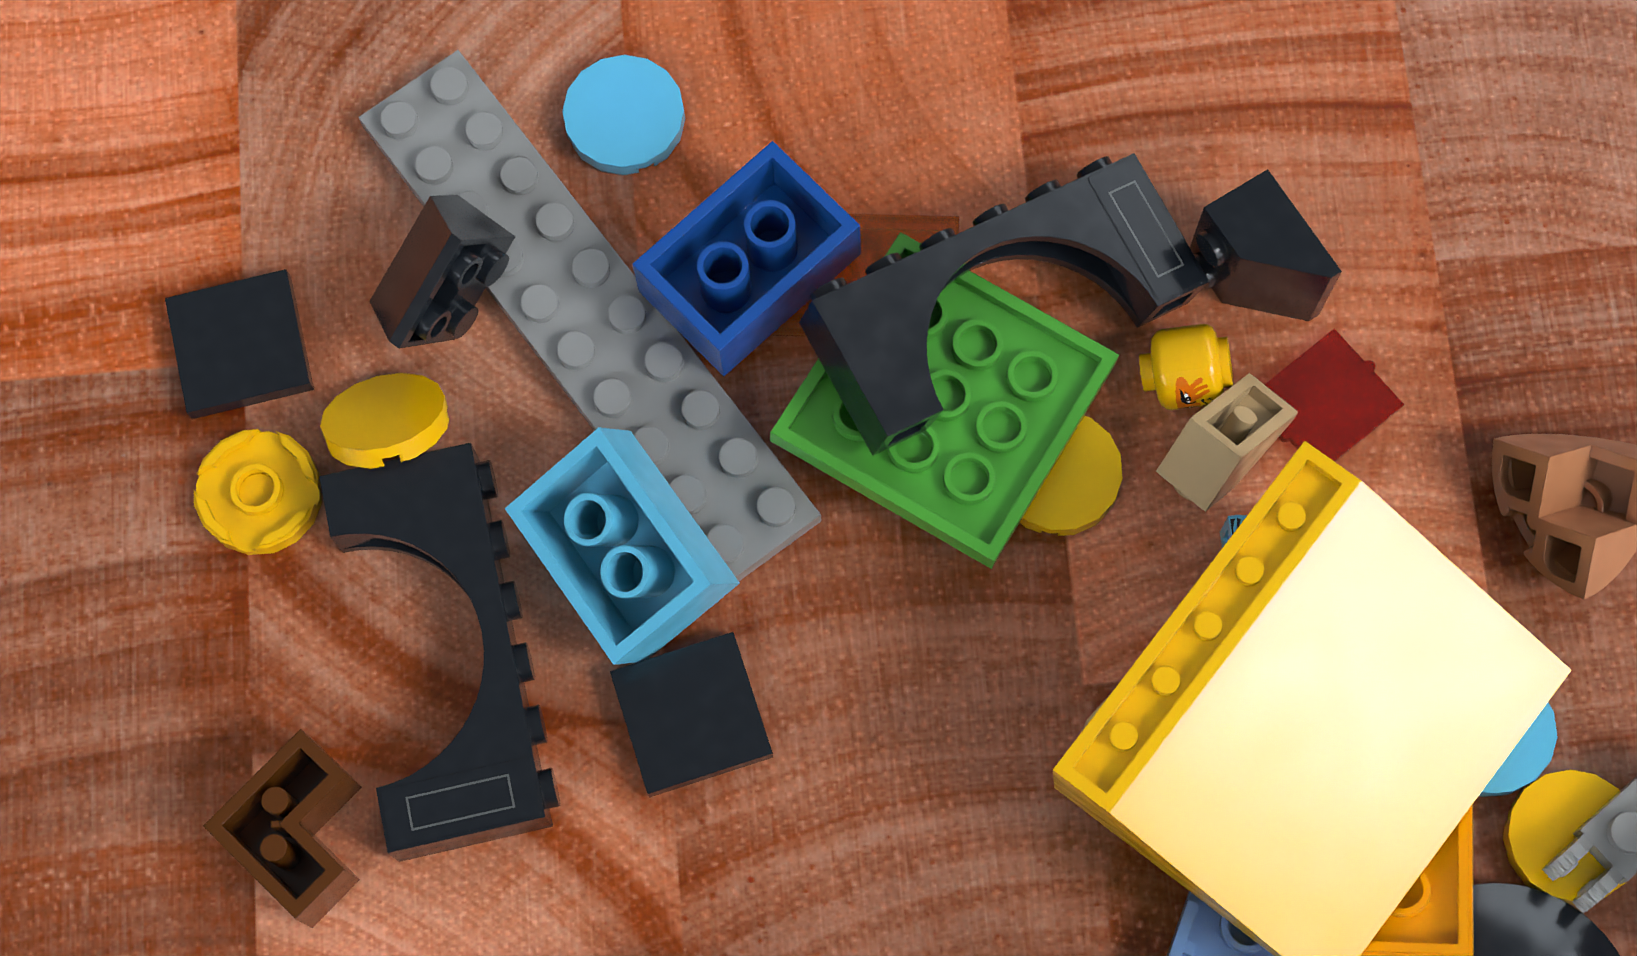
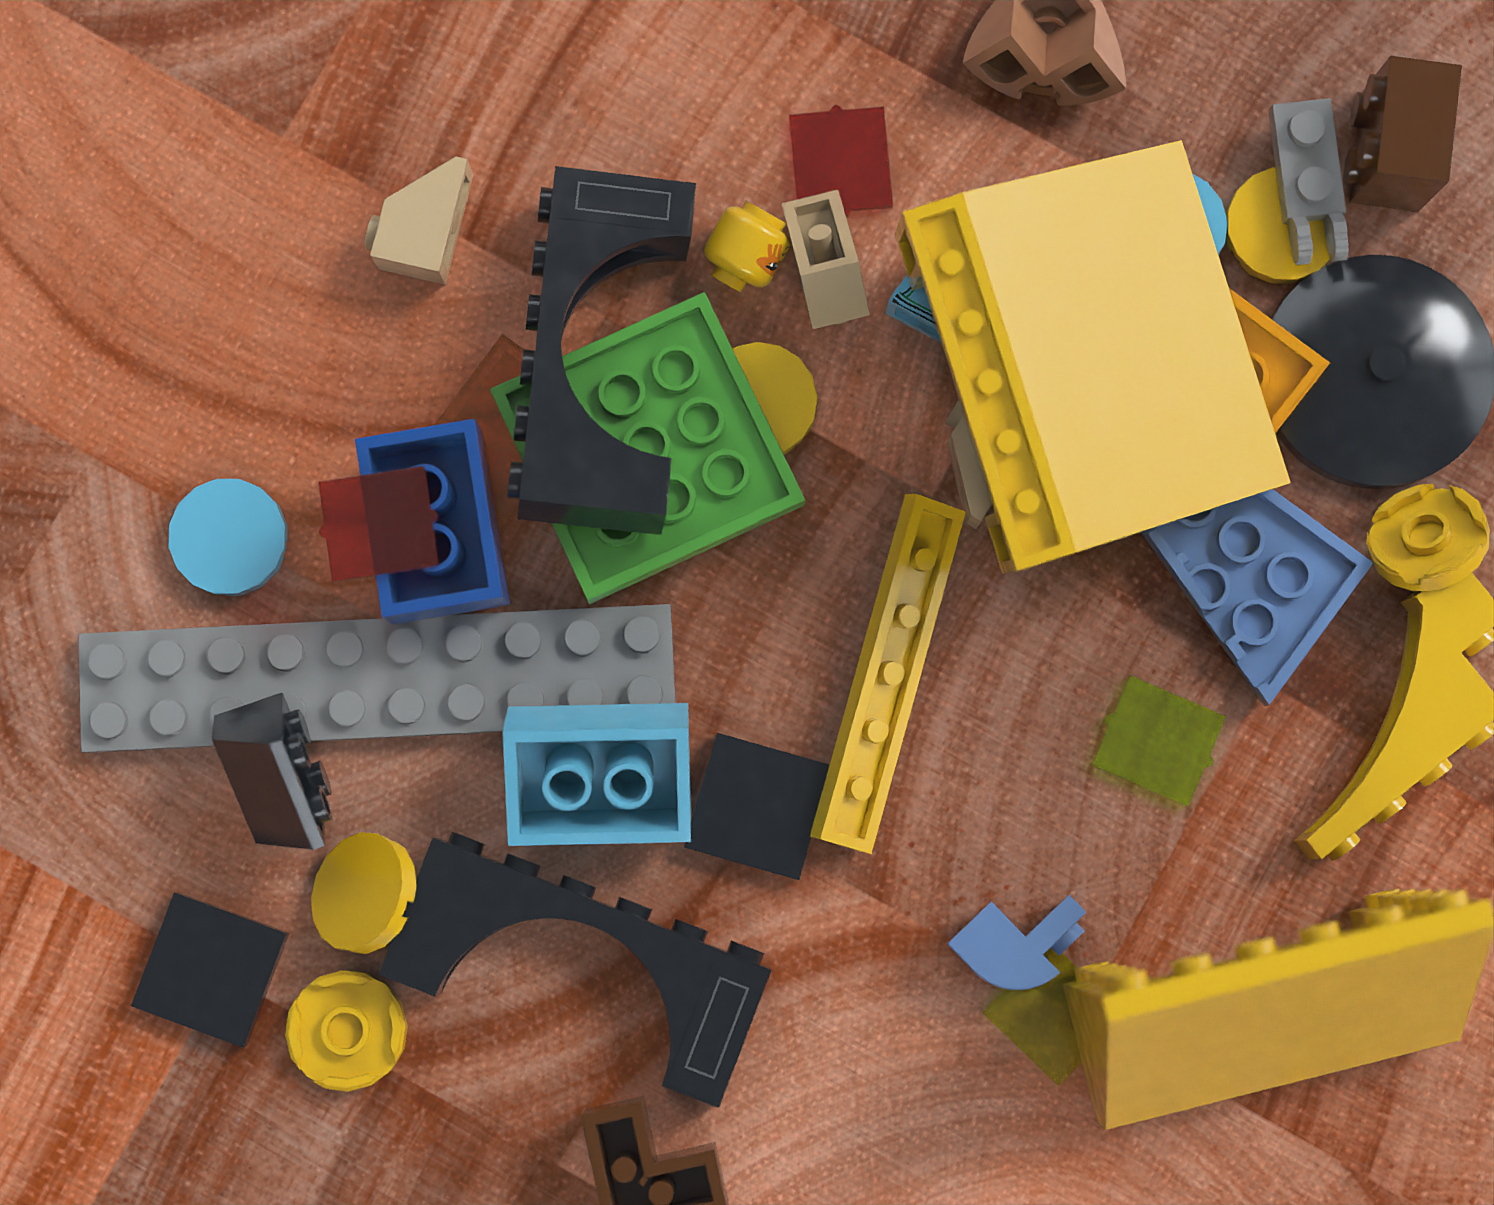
camera: 60 degrees left, 10 degrees up
(711, 207) = (378, 524): none -> clear red piece
(891, 747) = (888, 673): none -> yellow plate
(1008, 88) = (422, 224): none -> tan slope
(1263, 252) = (702, 125): black slope -> none

